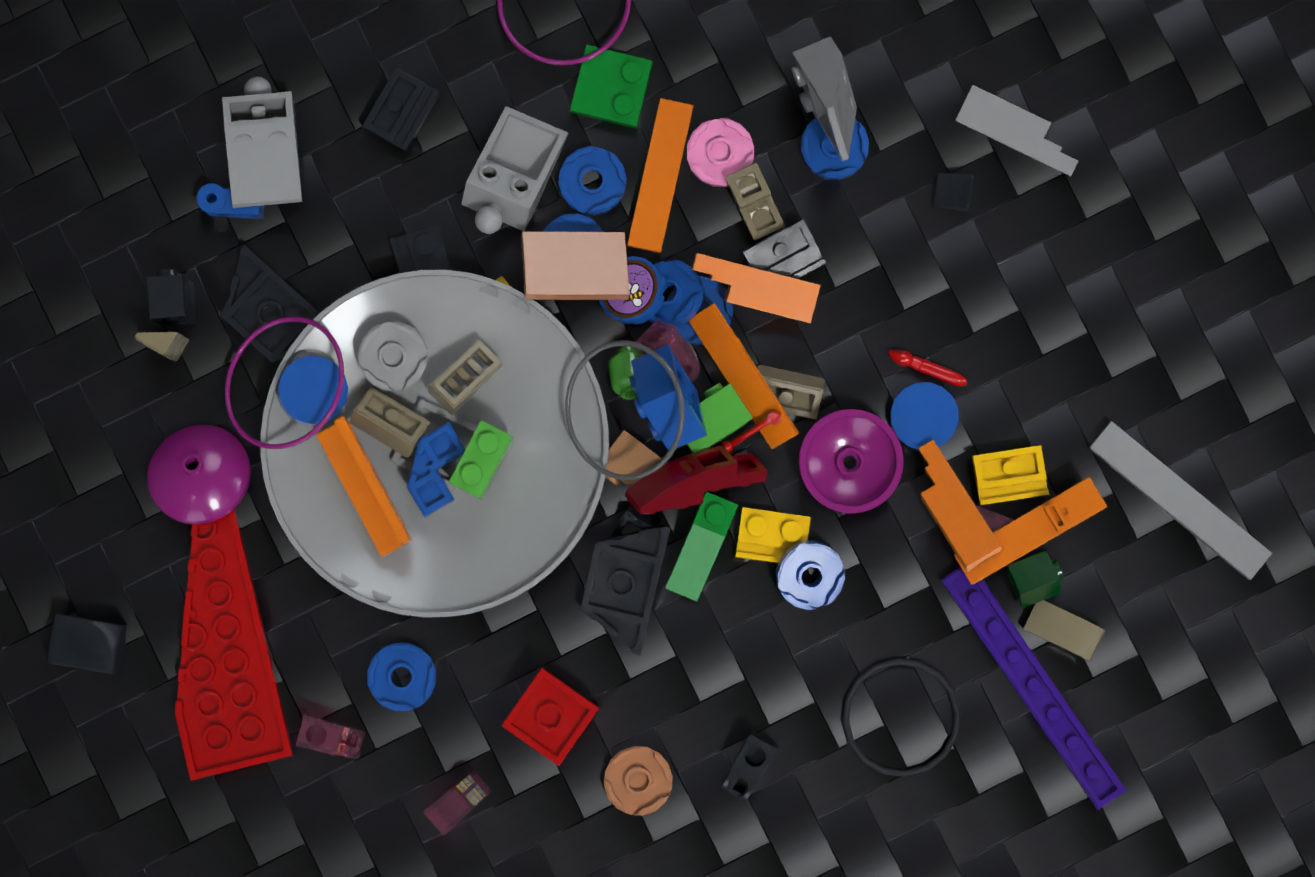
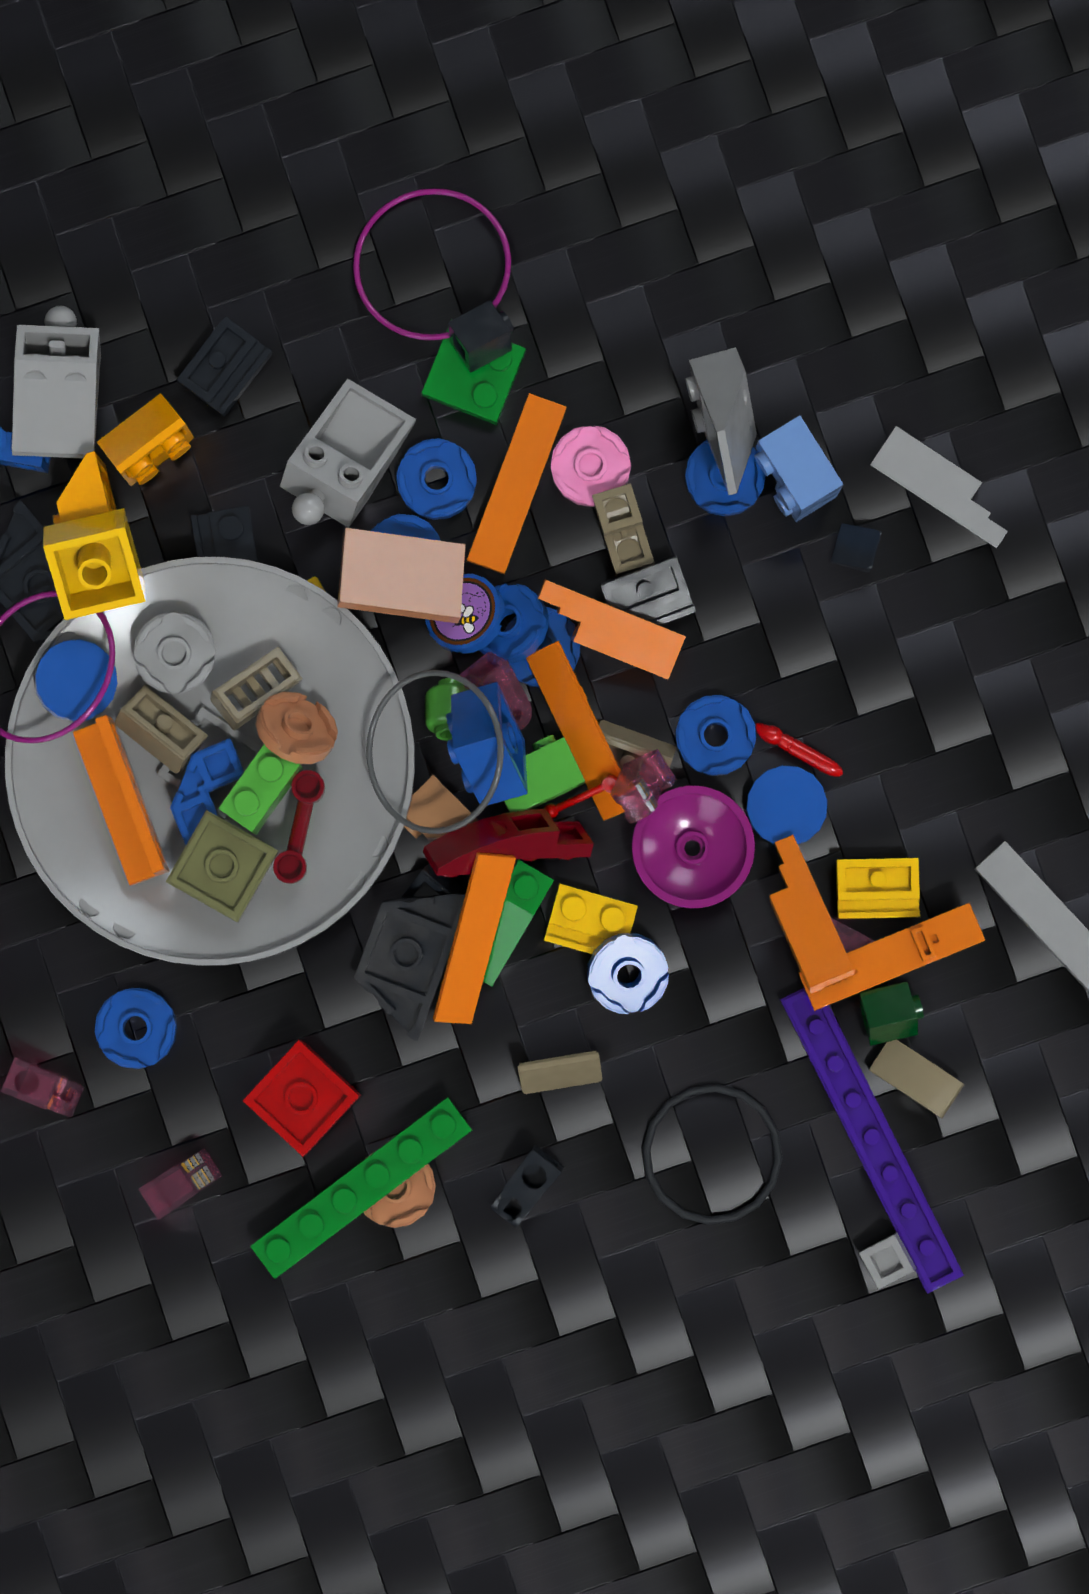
camera: 10 degrees right, 0 degrees up
(302, 244) = (86, 492): none -> light orange slope
(315, 290) = (94, 564): none -> yellow brick
(344, 180) = (146, 441): none -> light orange slope
(457, 530) = (222, 866): none -> olive tile
(504, 406) = (296, 728): none -> nougat tile
(520, 455) = (308, 789): none -> dark red bar
(610, 786) = (361, 1188): none -> green plate
(614, 55) = (481, 335): none -> black brick
(677, 562) = (474, 938): none -> orange piece
(764, 665) = (560, 1072): none -> dark tan slope
(800, 415) = (641, 785): none -> clear pink leg
(862, 345) = (720, 711): none -> blue tile
(897, 130) = (800, 468): none -> medium blue brick
(1061, 787) = (887, 1260): none -> light grey plate

